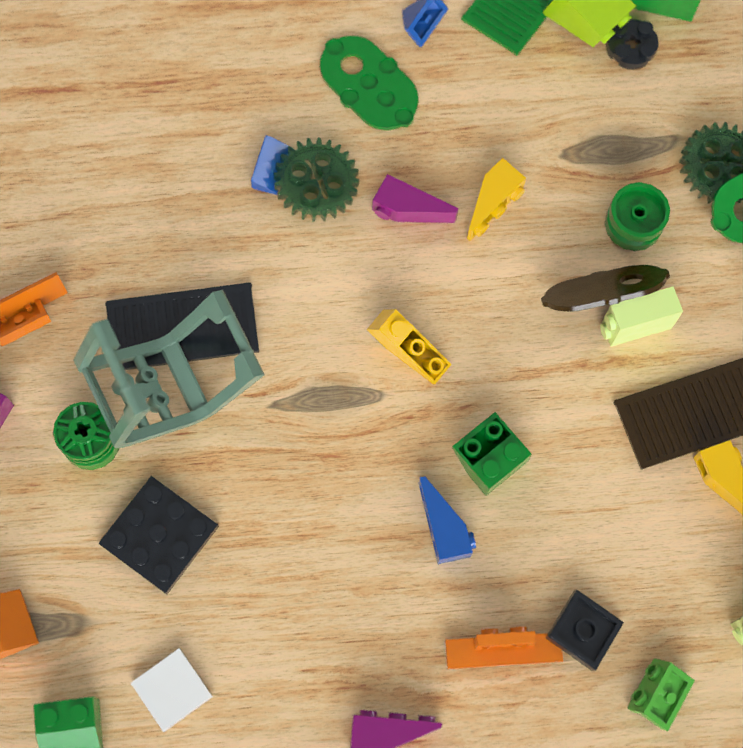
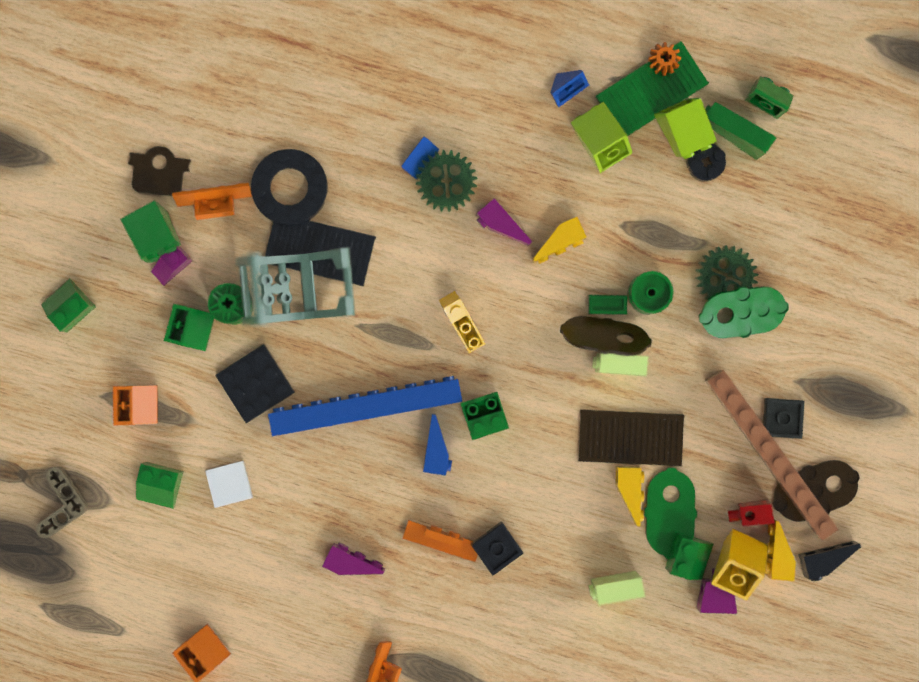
camera: 20 degrees right, 15 degrees up
(39, 489) = (189, 327): none -> green slope
(119, 296) = (307, 207): none -> black plate
(322, 506) = (364, 407): none -> blue brick
(377, 93) = (514, 130): green piece -> none
(492, 56) = (602, 137): none -> lime slope
(588, 255) = (607, 304): none -> green tile
(661, 693) = (527, 605): bright green bracket -> none

